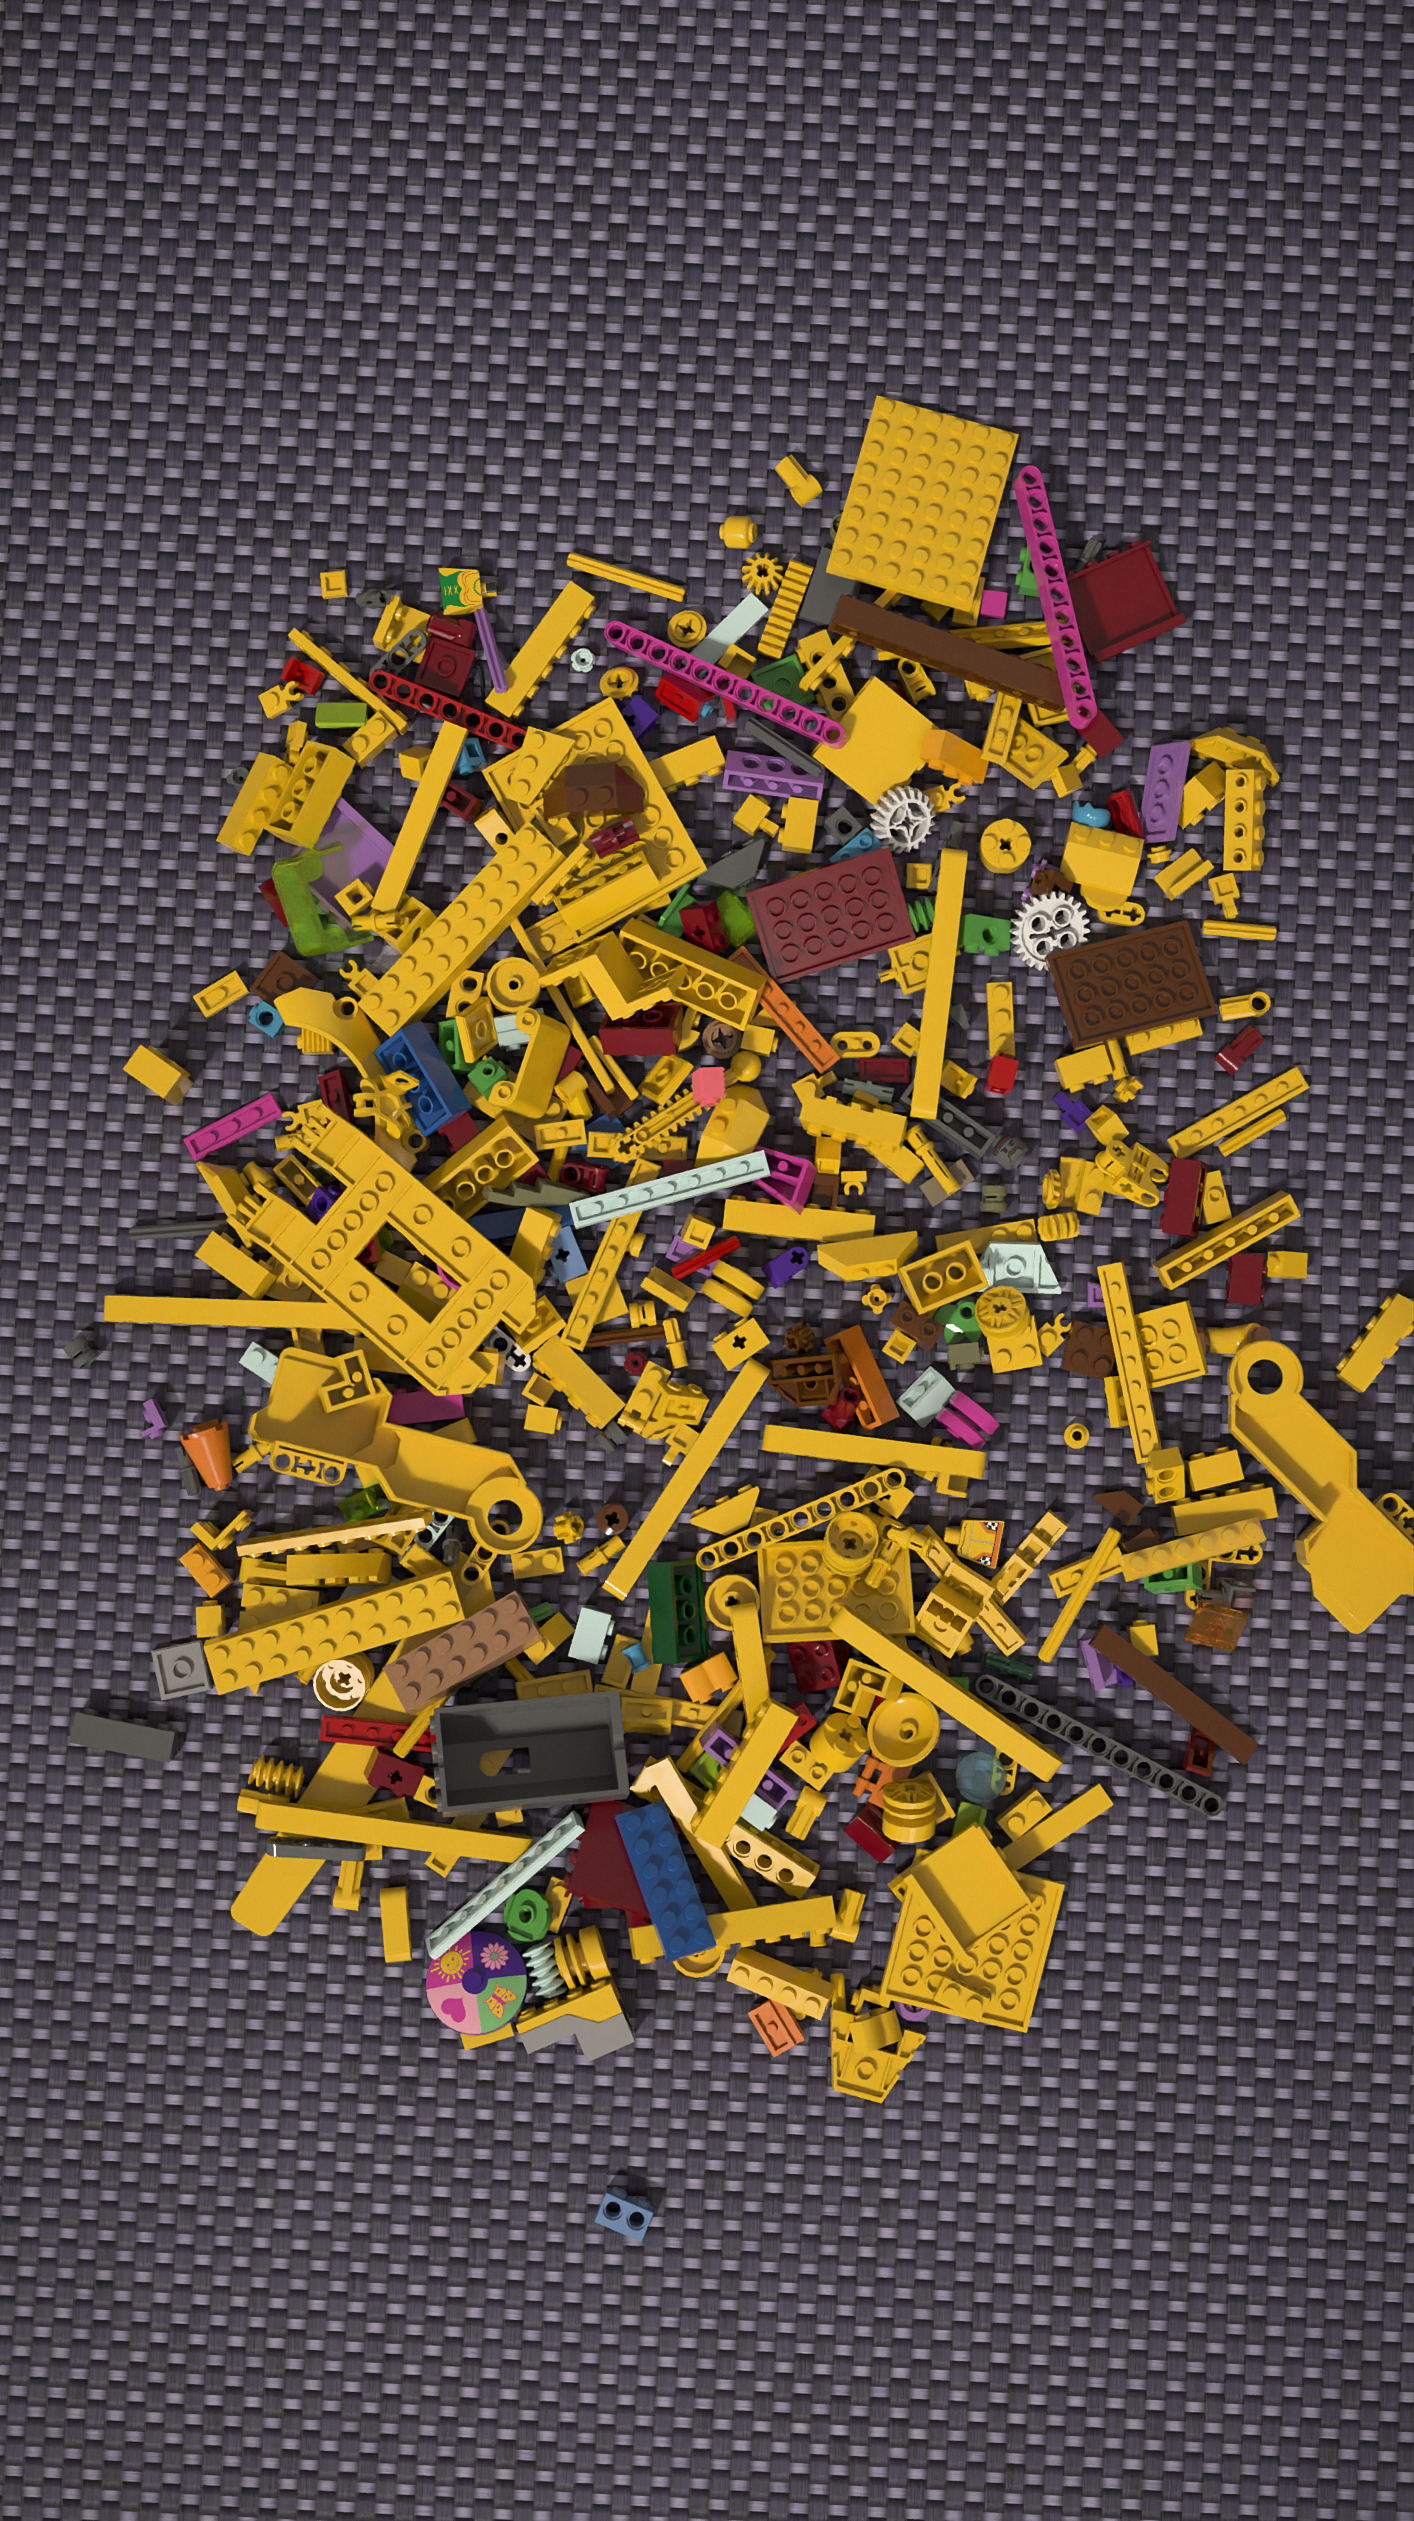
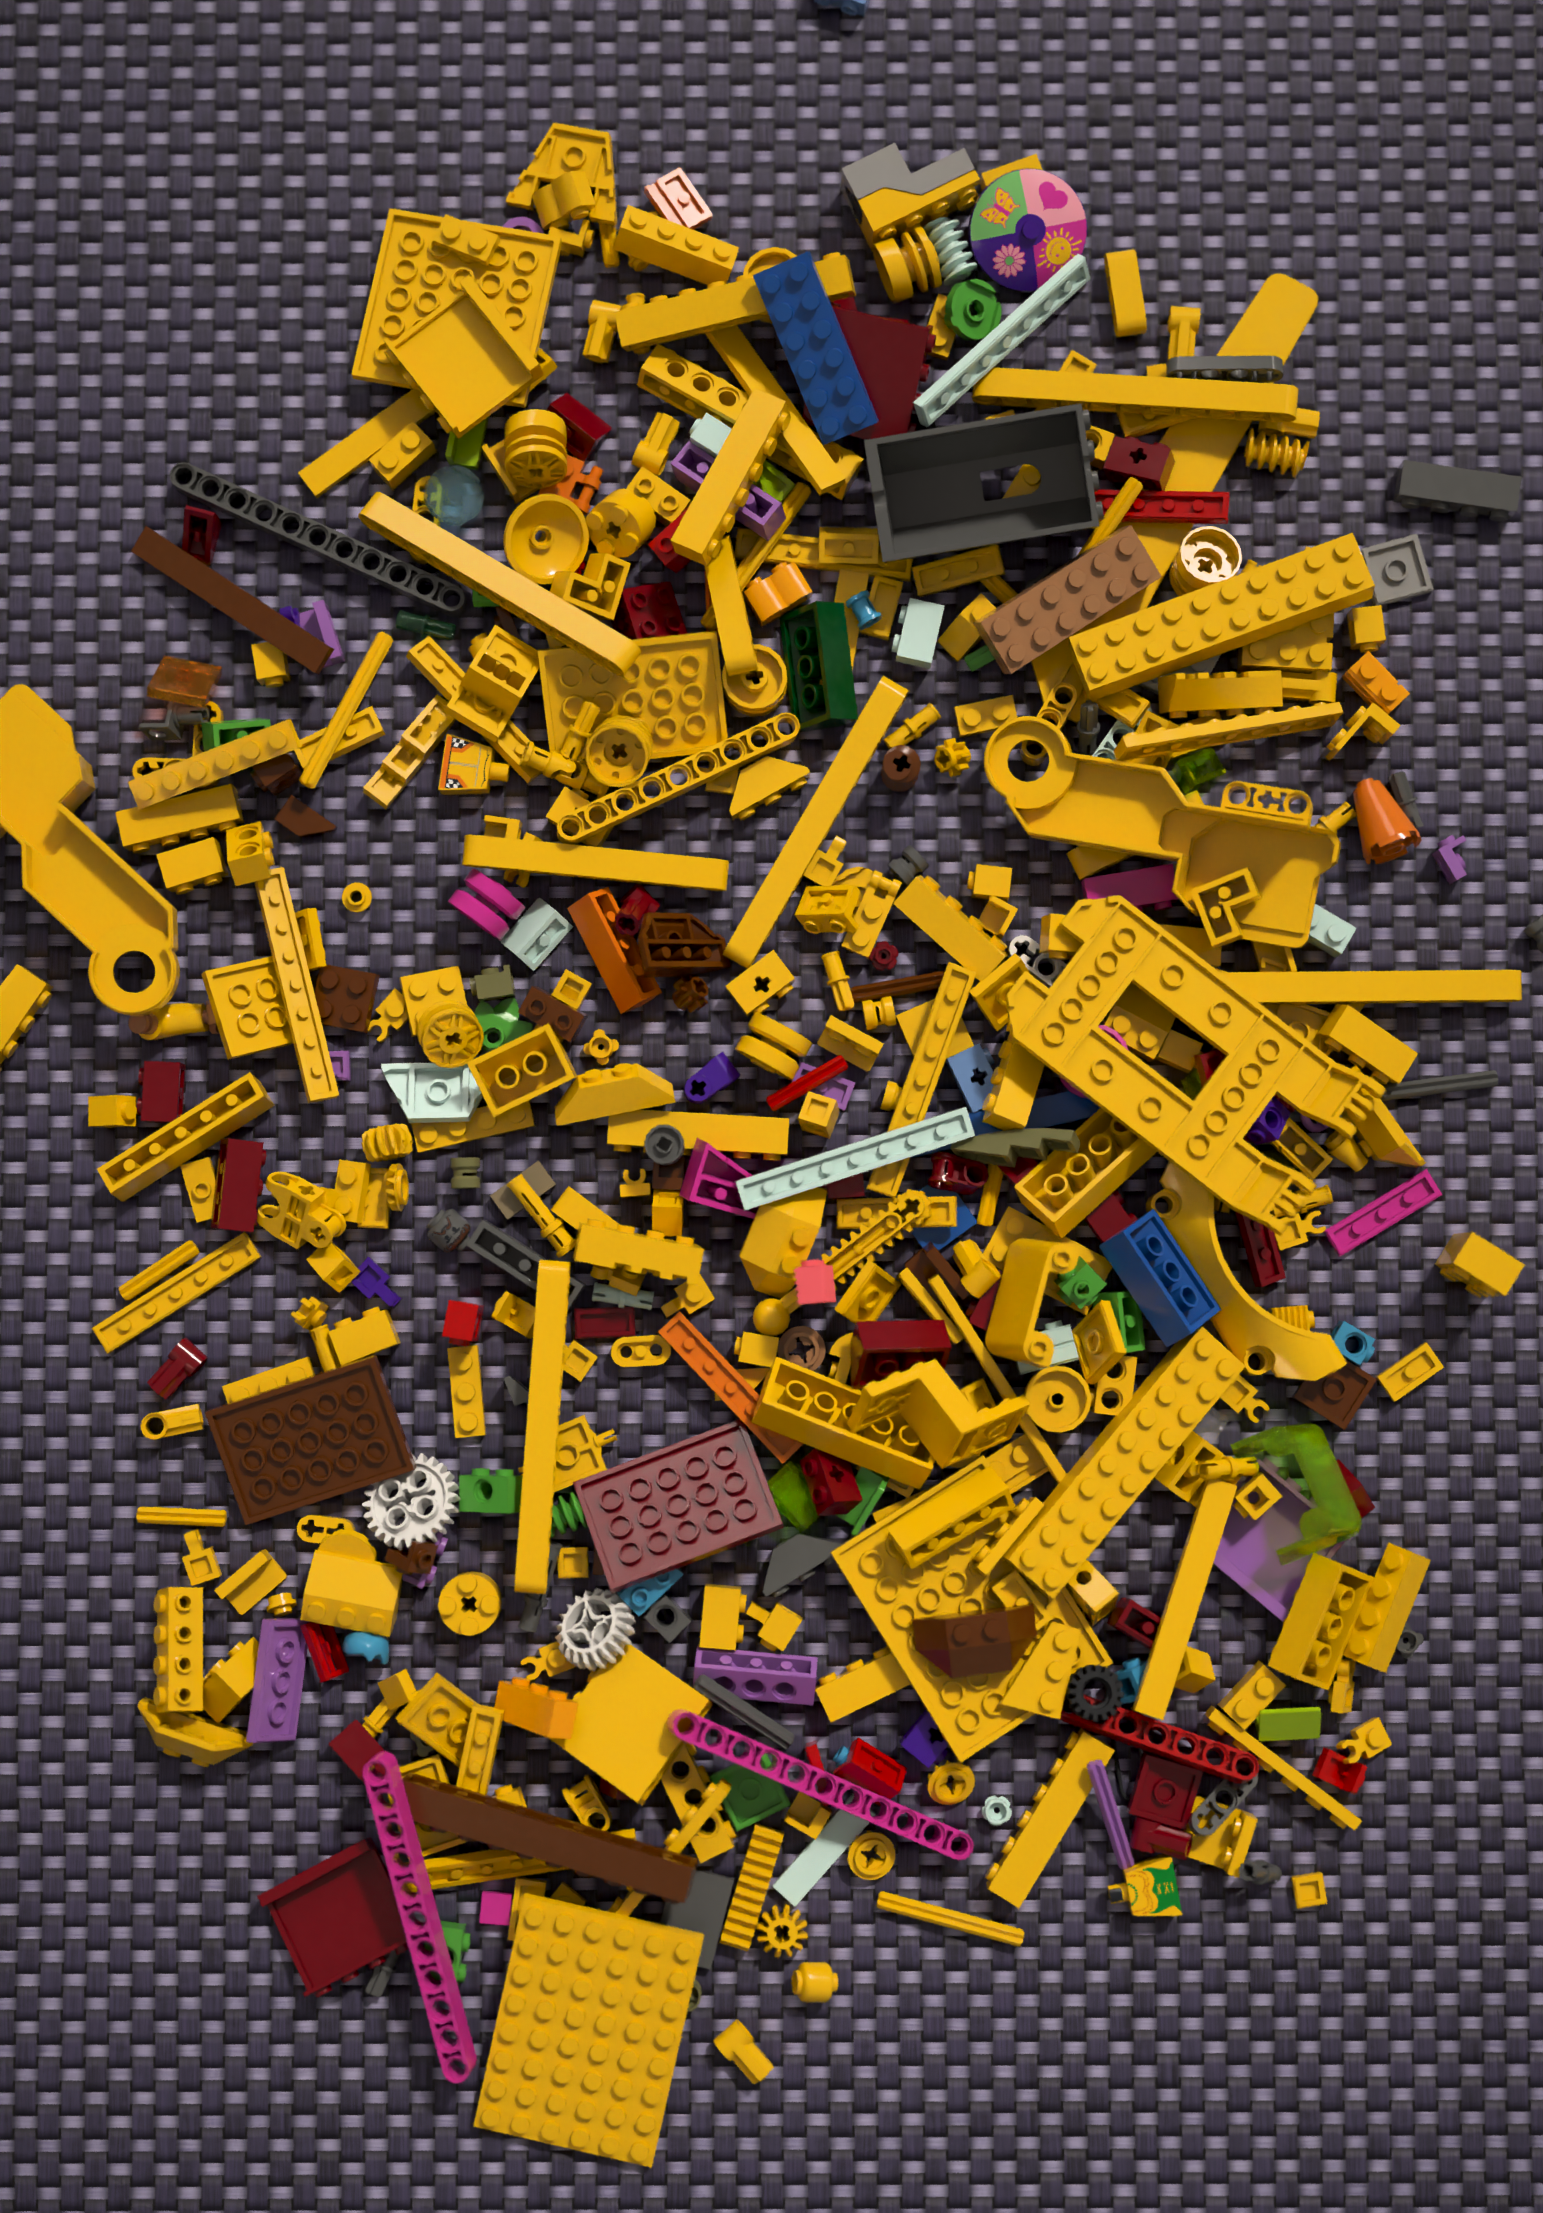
camera: 175 degrees left, 0 degrees up
(388, 1100) = (1200, 1241): yellow piece -> none
(485, 739) = (1112, 1692): none -> black tyre
(560, 1134) = (990, 1221): yellow plate -> none
(614, 837) = (945, 1584): dark red hips -> none
(827, 1209) = (664, 1145): none -> dark grey wheel

